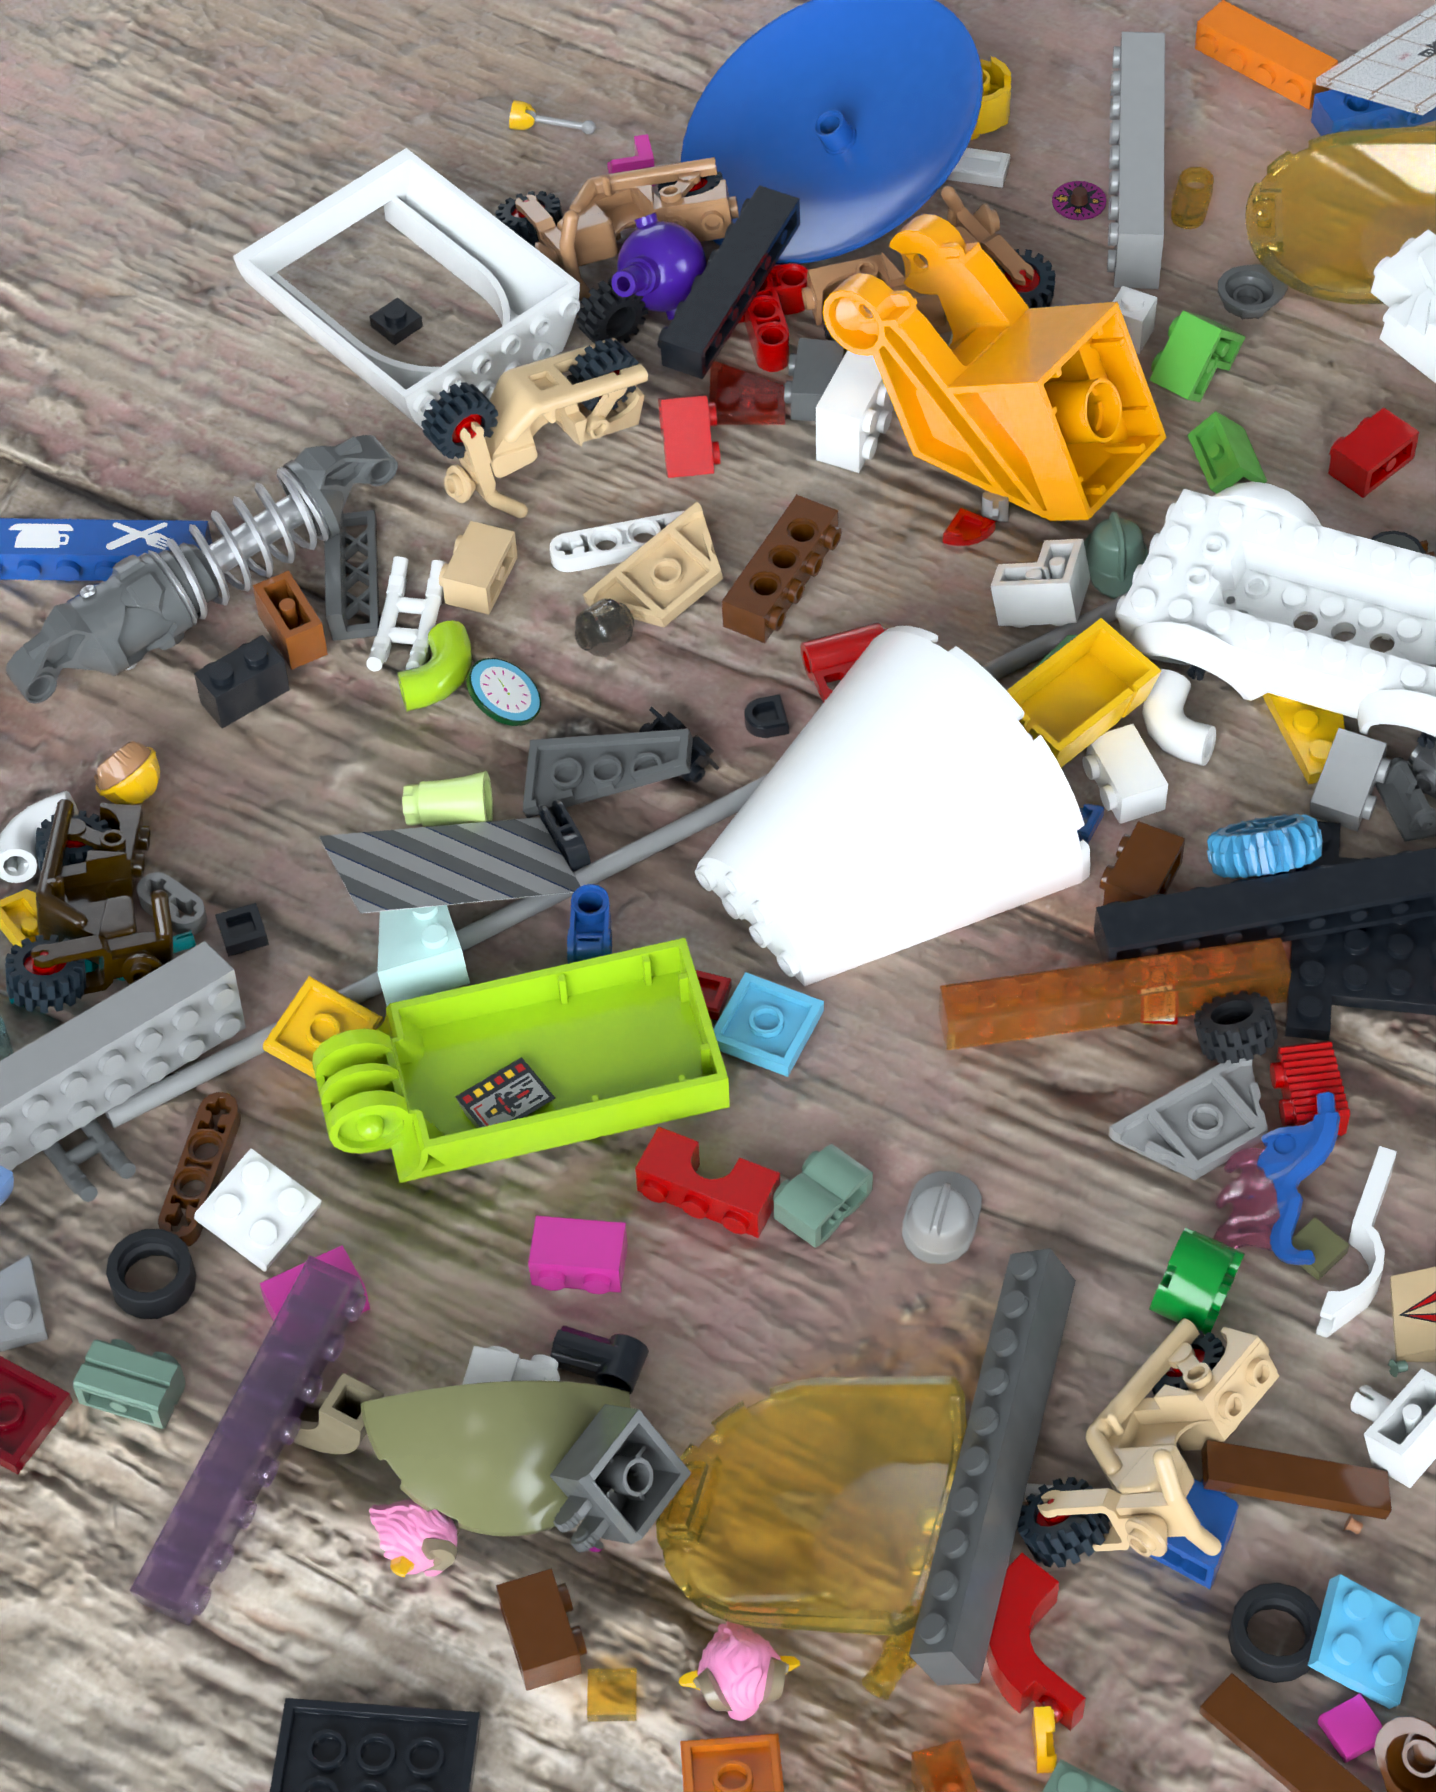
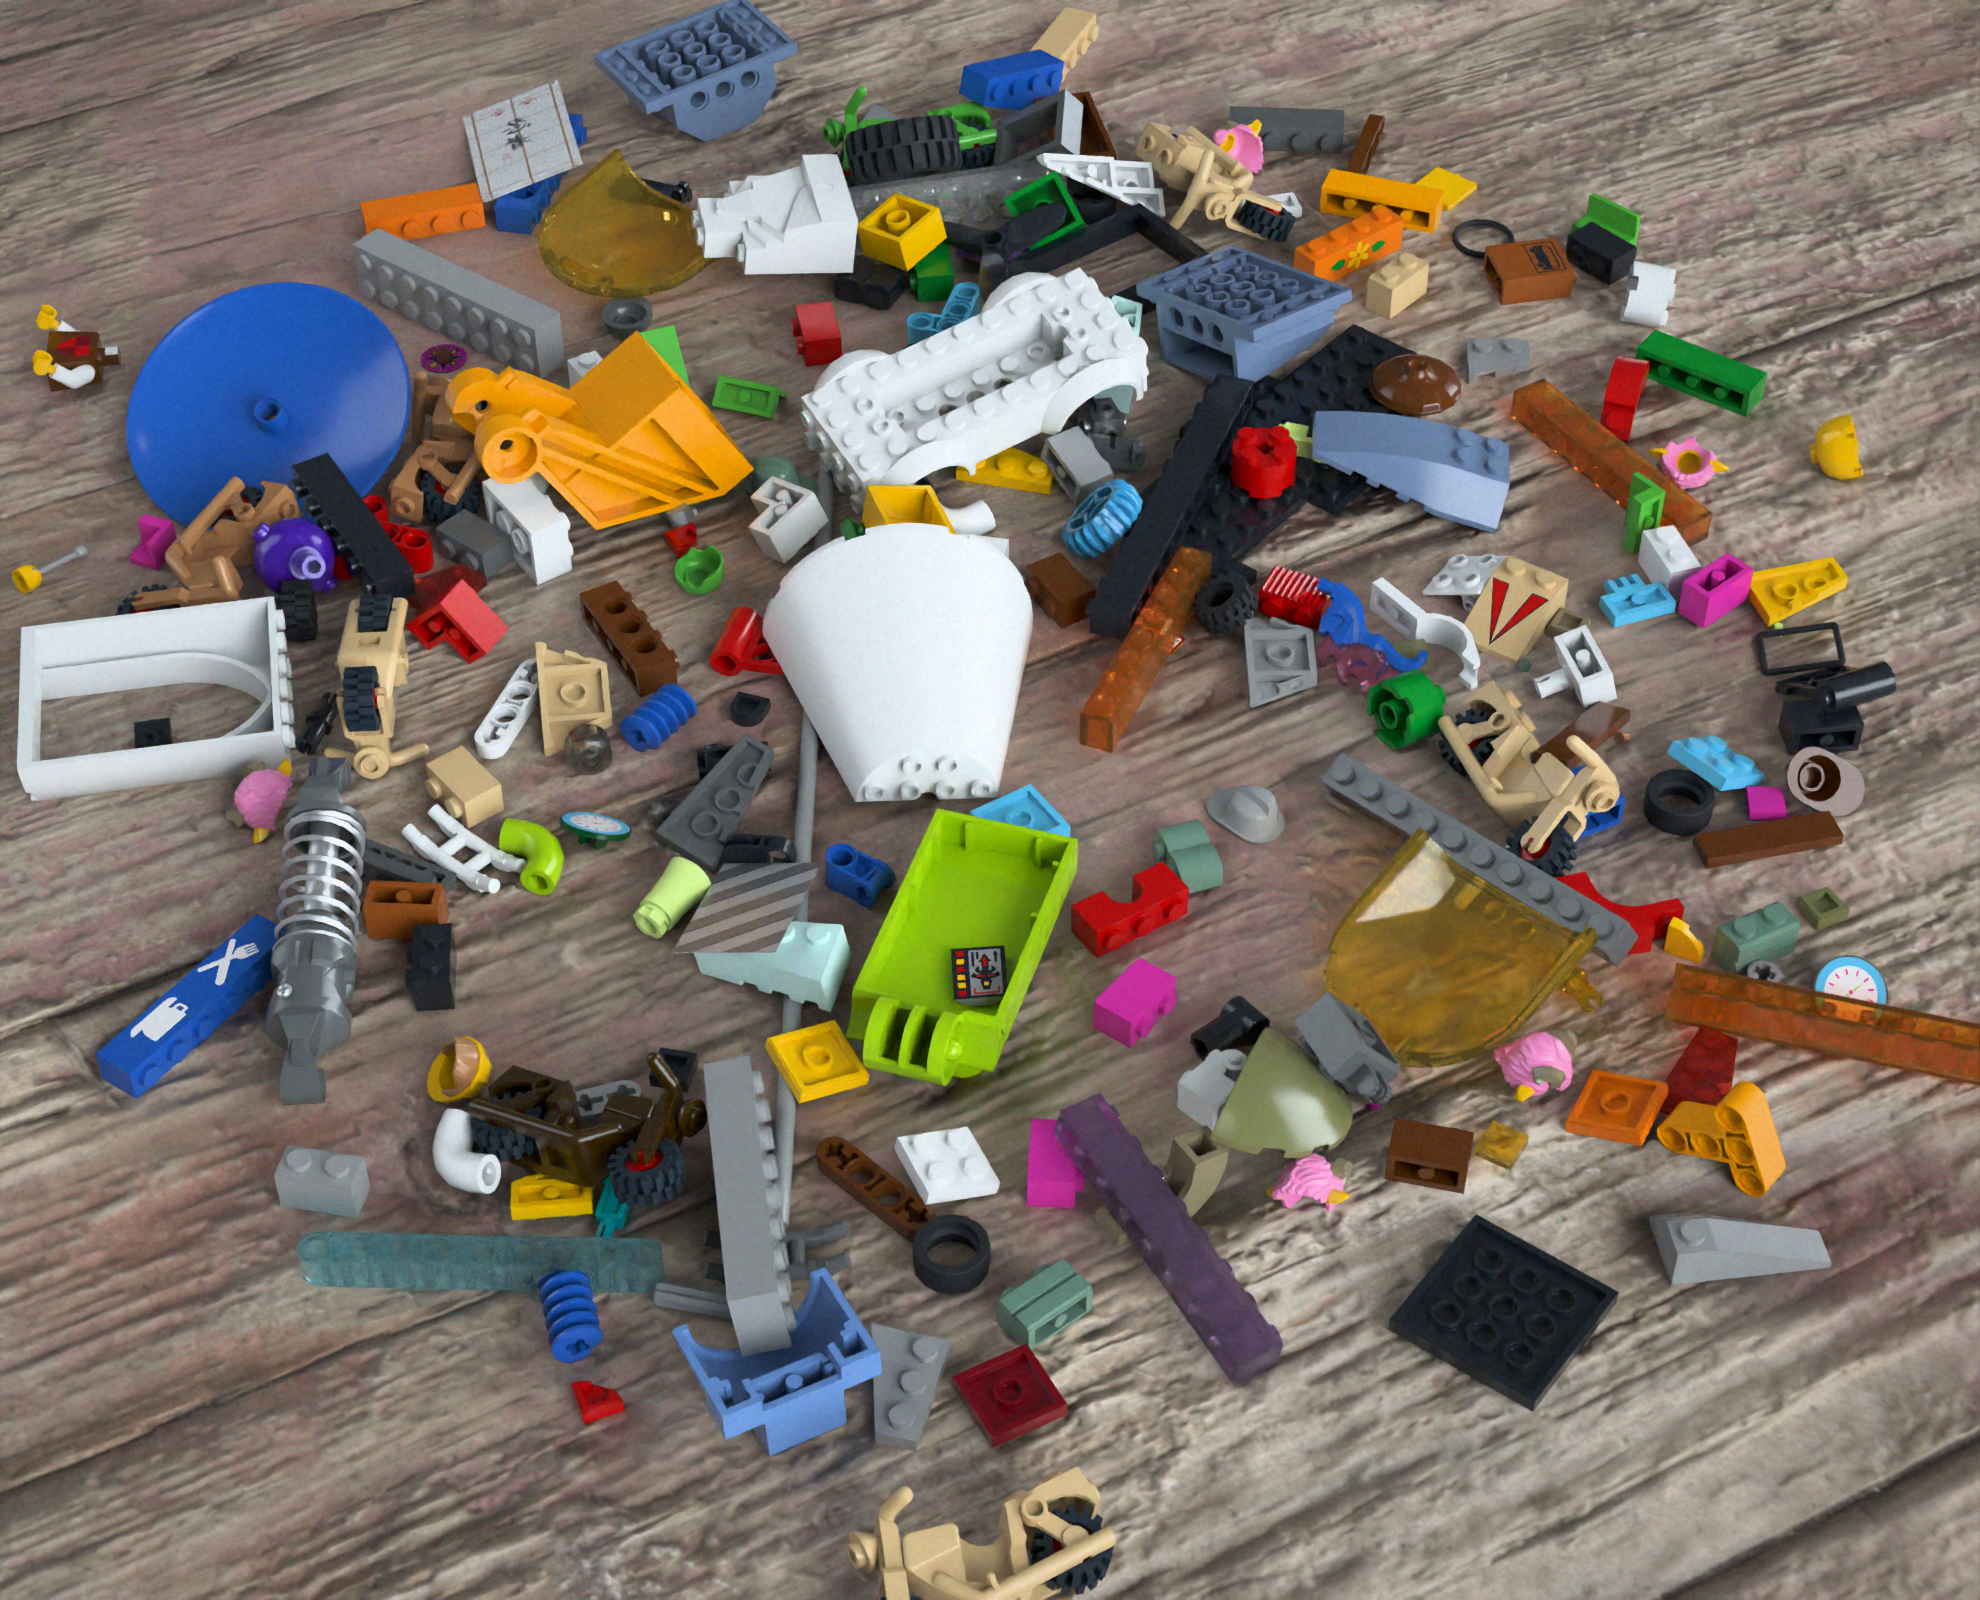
camera: 60 degrees left, 10 degrees down
(361, 423) = (260, 797): none -> bright pink hair
(687, 655) = (658, 717): none -> blue piece
(919, 566) = (700, 570): none -> bright green hair

